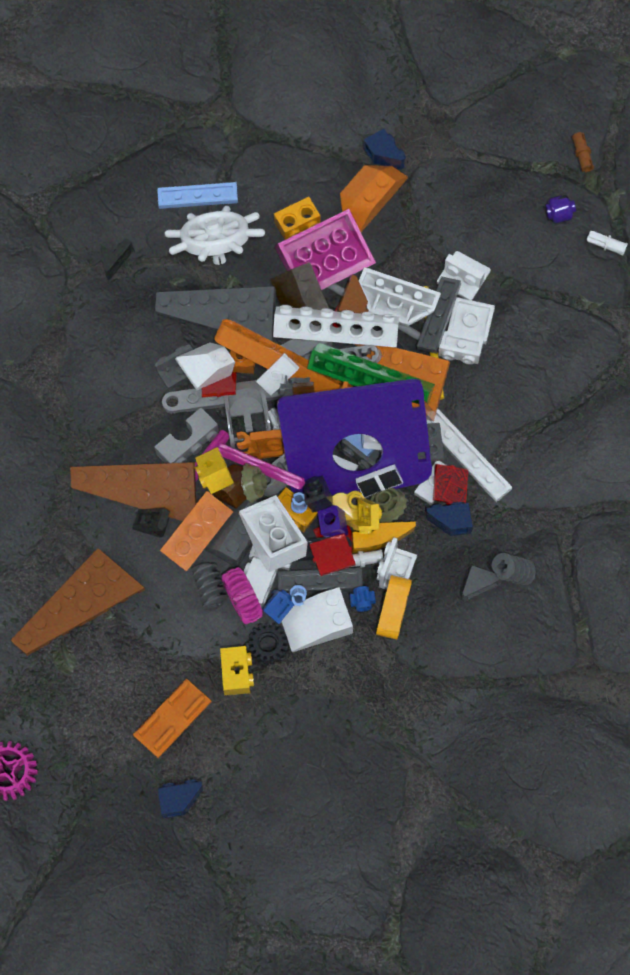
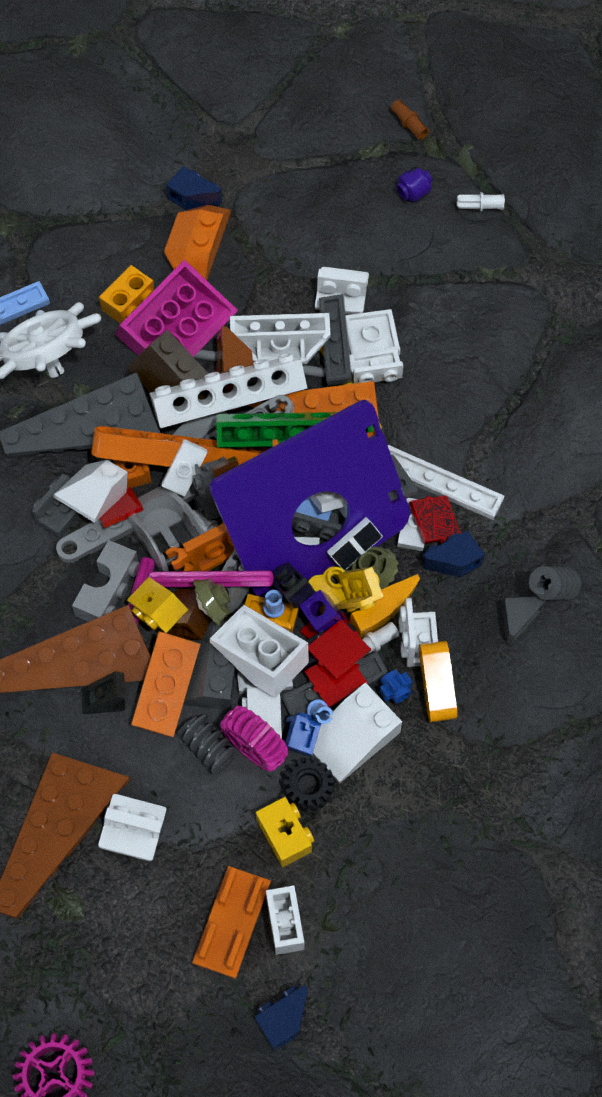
camera: 25 degrees left, 5 degrees down
(131, 624) = (132, 827): none -> white bracket
(207, 732) = (285, 920): none -> white brick
(317, 584) = (331, 689): none -> red piece

